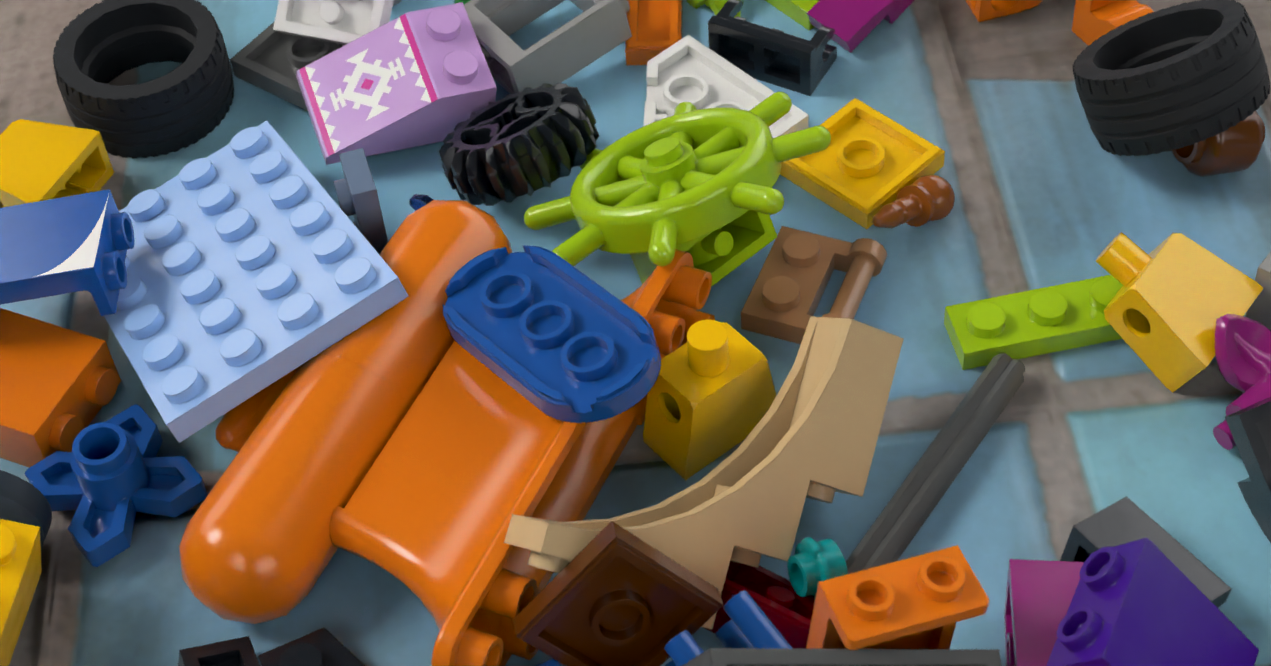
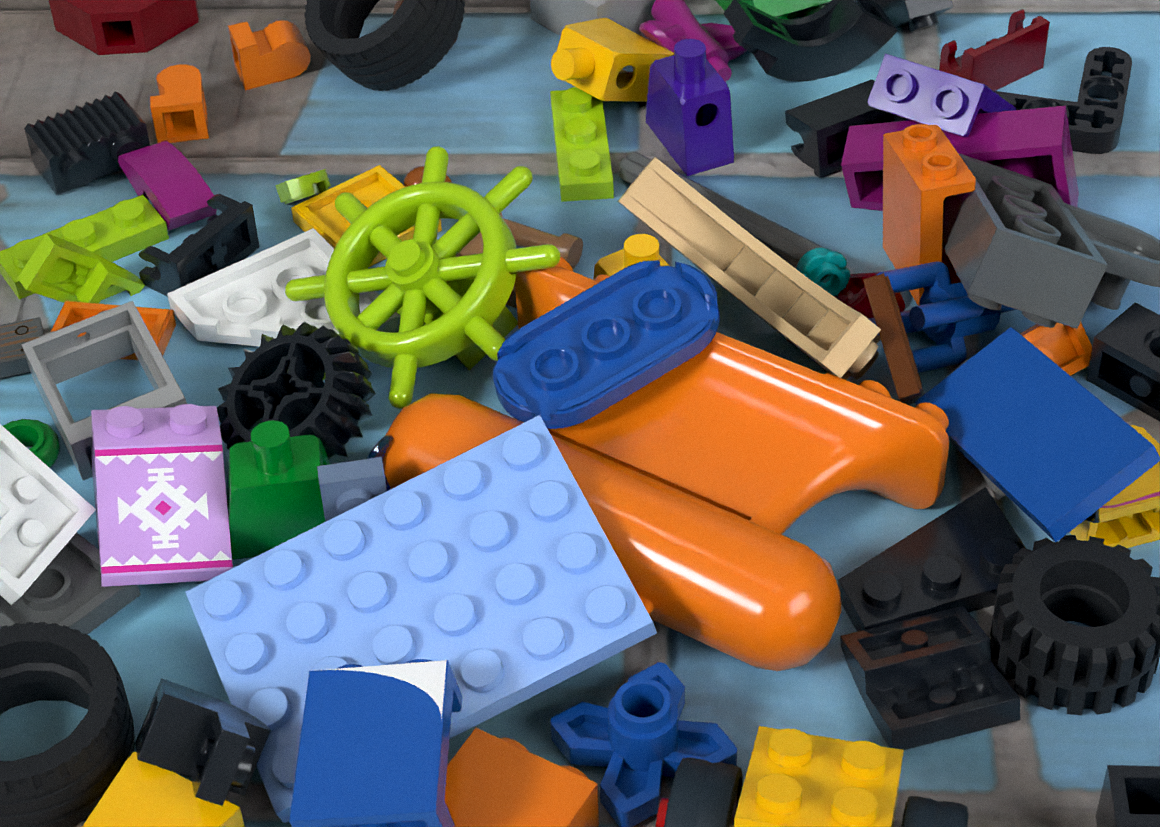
camera: 85 degrees left, 5 degrees down
(108, 154) = (201, 740): none -> black brick
(397, 141) = (273, 488): none -> green torso
(891, 94) = (303, 186): none -> lime tile
(1097, 398) = (690, 109): none -> dark purple torso

